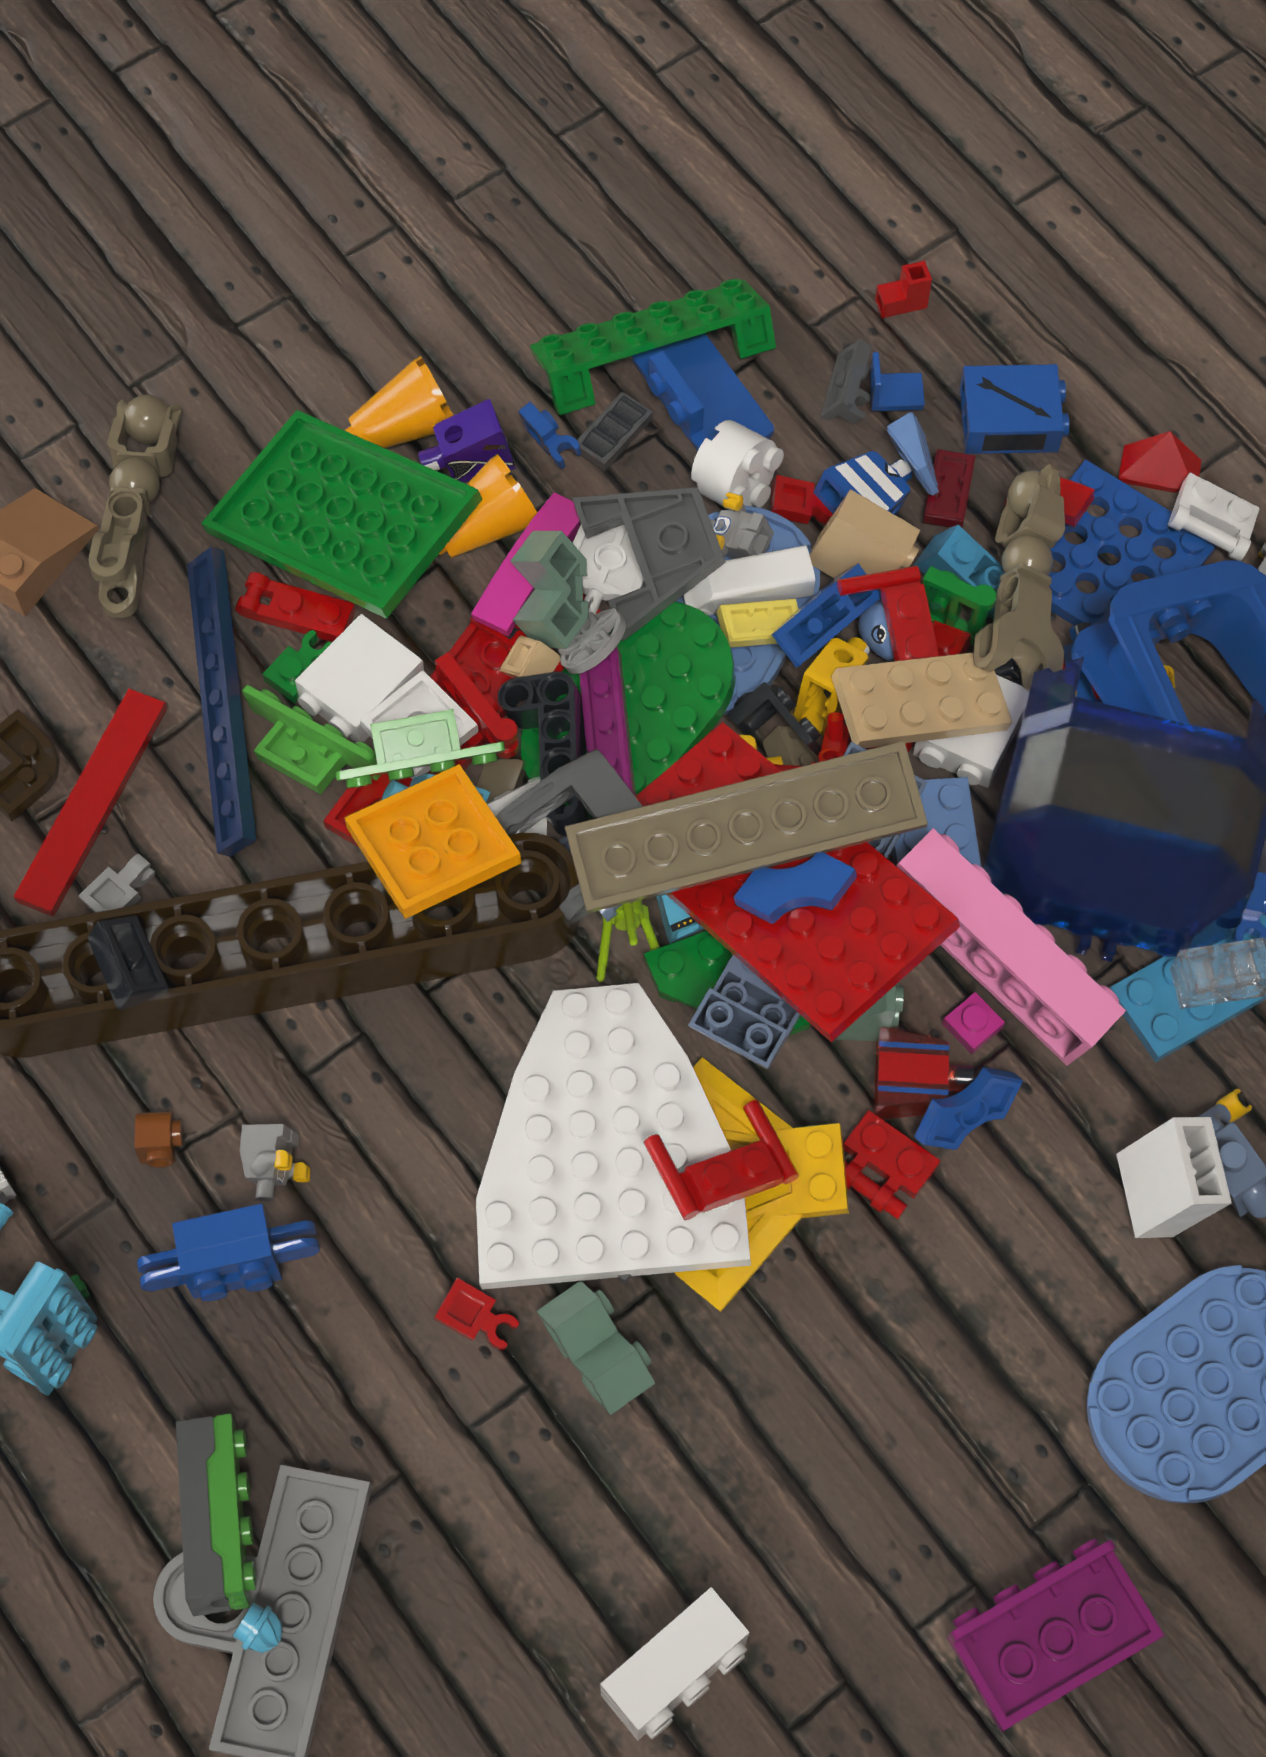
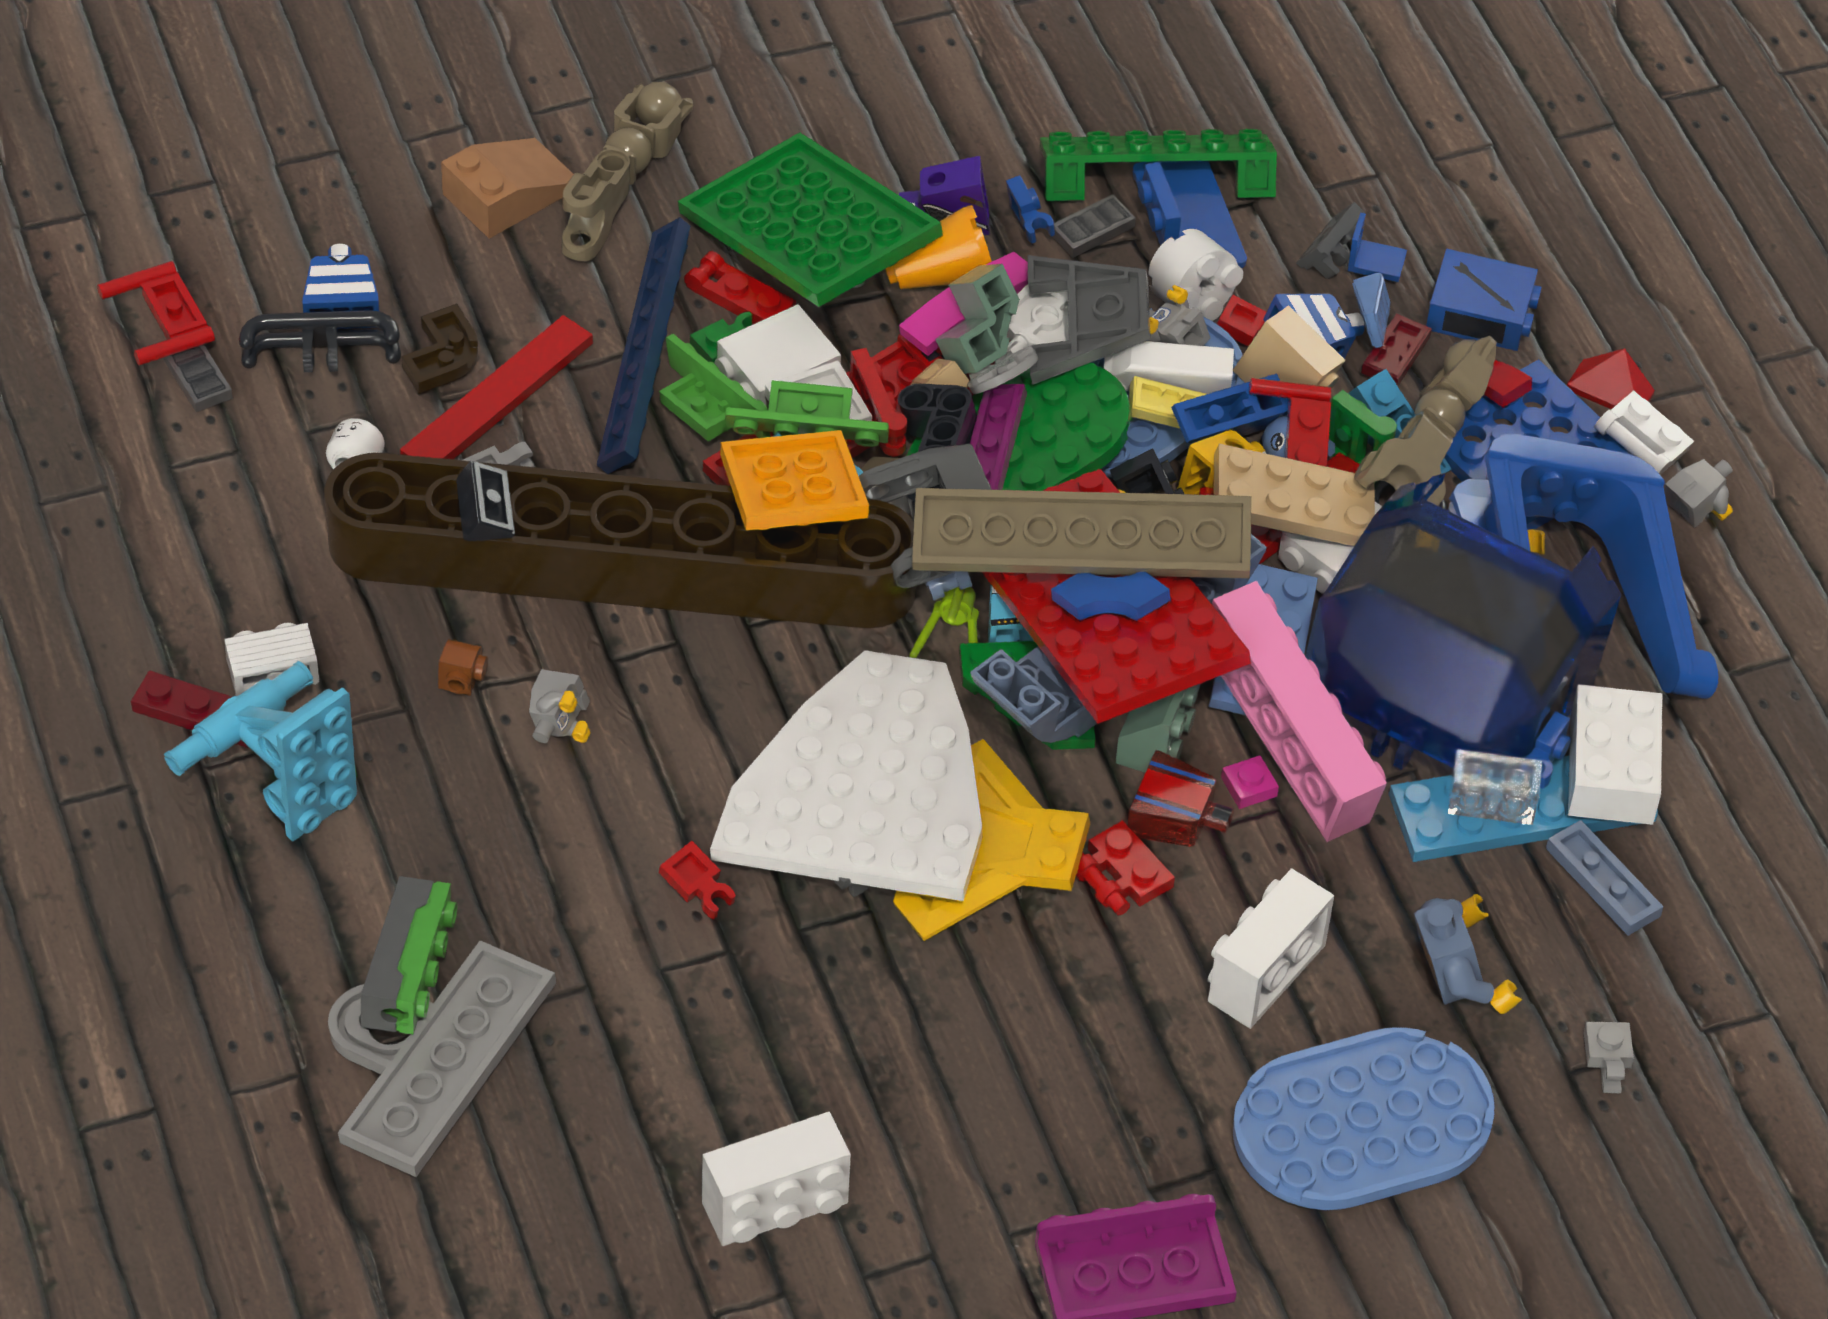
camera: 15 degrees right, 15 degrees down
(227, 1253) = (492, 762): blue brick -> none
(259, 1629) = (415, 1047): medium azure plate -> none
(402, 409) = (898, 151): light orange cone -> none
(586, 1335) = (794, 923): sand green brick -> none
(728, 1175) = (966, 817): red plate -> none
(906, 294) = (1417, 182): red piece -> none
(954, 1117) = (1198, 843): blue tile -> none
(1065, 1223) = (1269, 947): none -> white brick
(1173, 1177) = (1383, 934): white brick -> none

